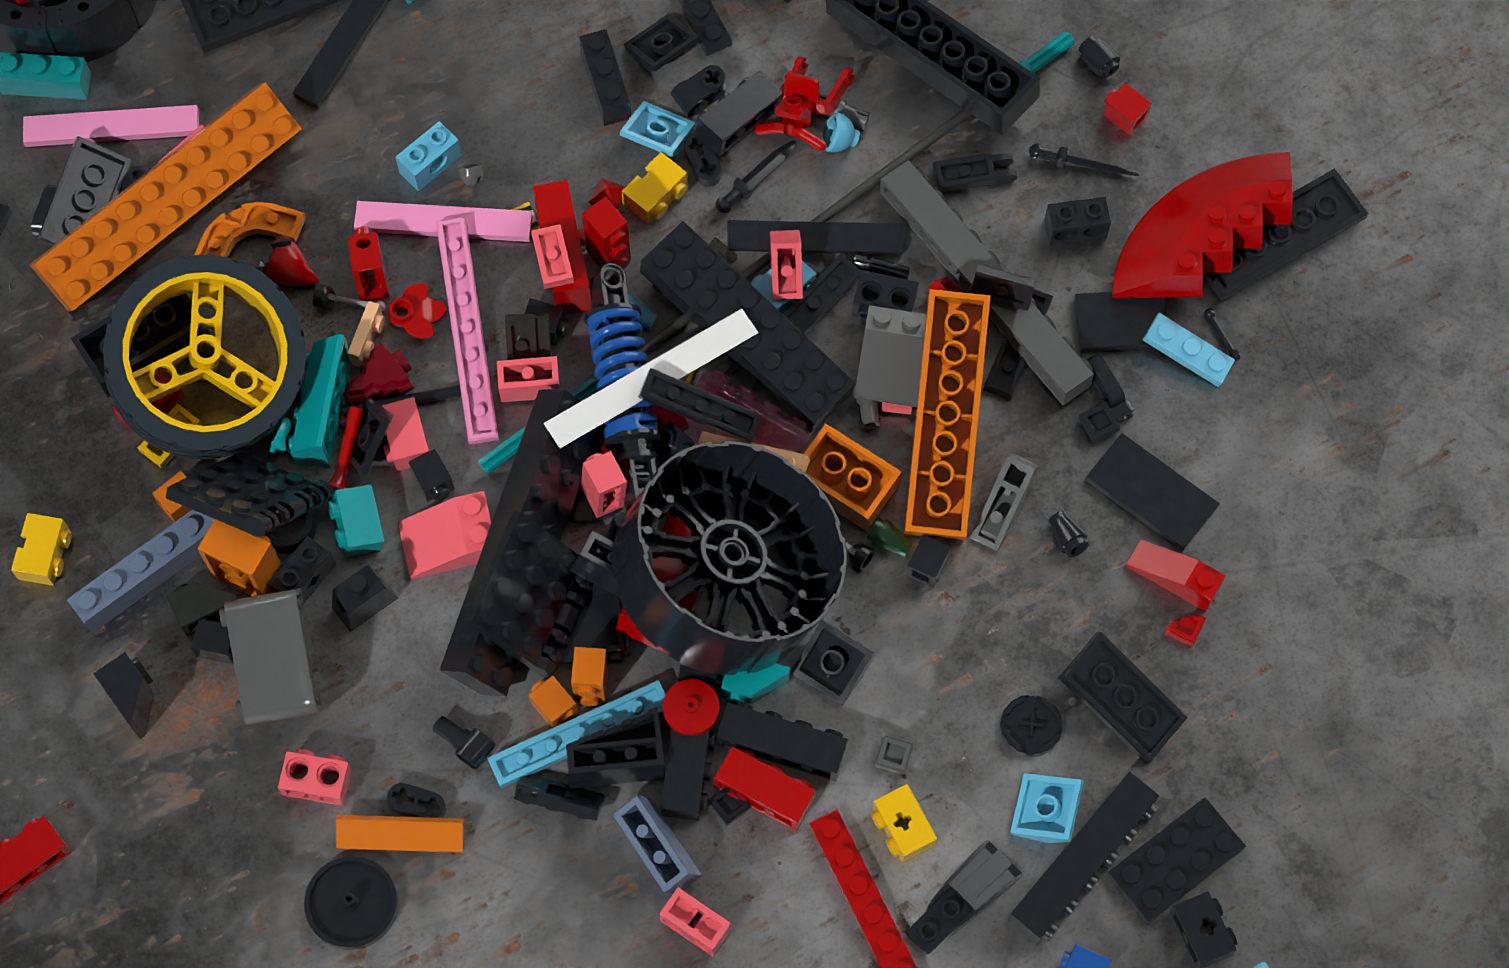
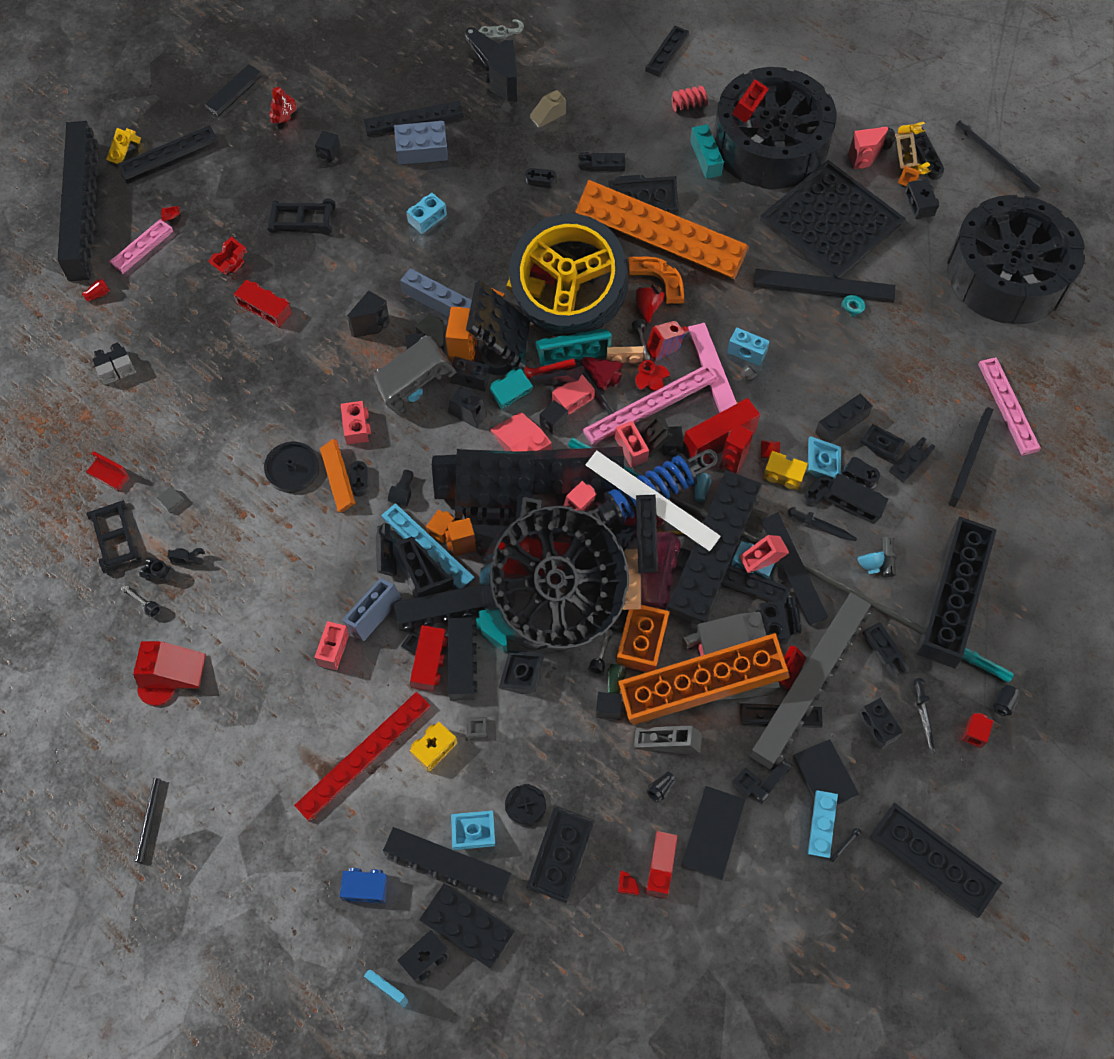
camera: 70 degrees right, 5 degrees down
(43, 550) = (437, 250): yellow brick -> none
(110, 125) = (694, 193): bright pink tile -> none
(278, 444) = (545, 333): teal piece -> none
(552, 256) = (705, 420): coral plate -> none
(691, 707) = (460, 597): red piece -> none
(803, 103) = (879, 530): red piece -> none
(964, 896) = (402, 800): black piece -> none
(1003, 287) = (805, 686): black hinge -> none
(1201, 224) = (918, 804): red brick -> none

